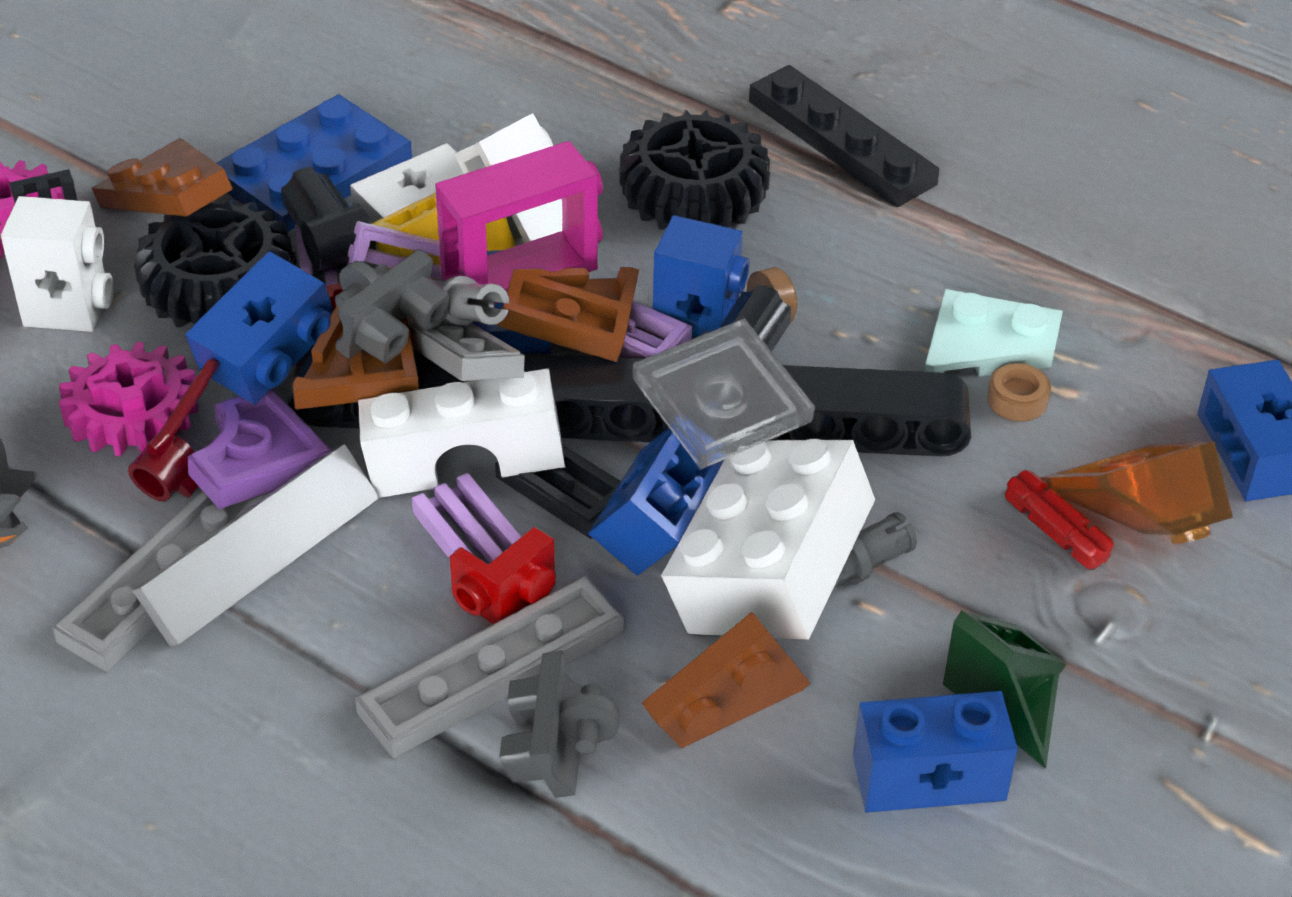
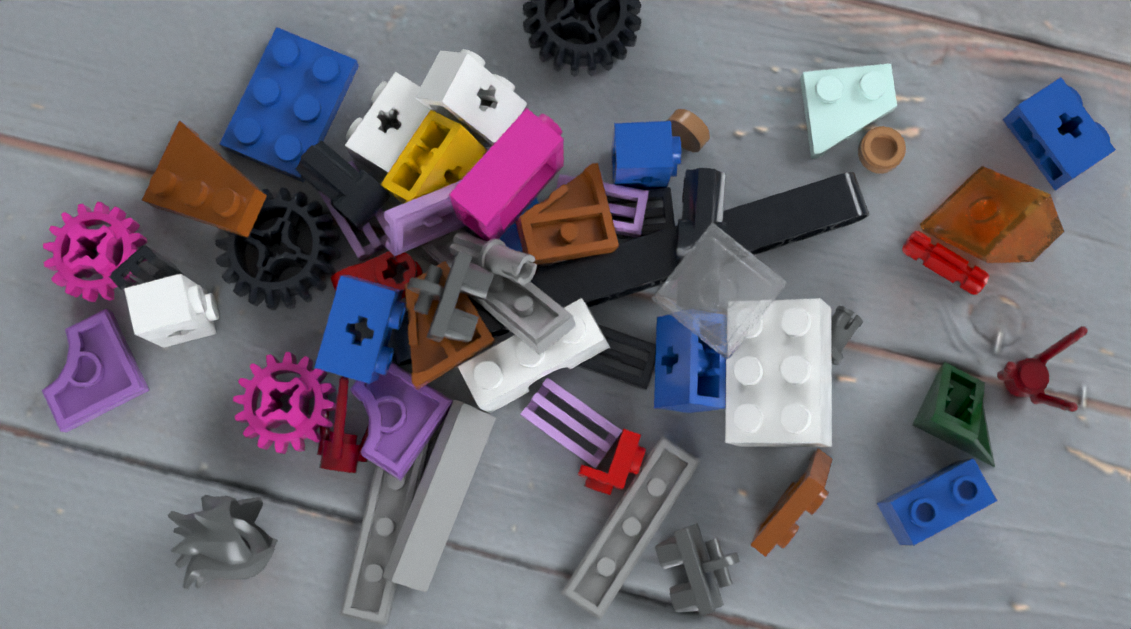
camera: 20 degrees left, 35 degrees up
(1130, 658) = (1031, 376): none -> dark red plant

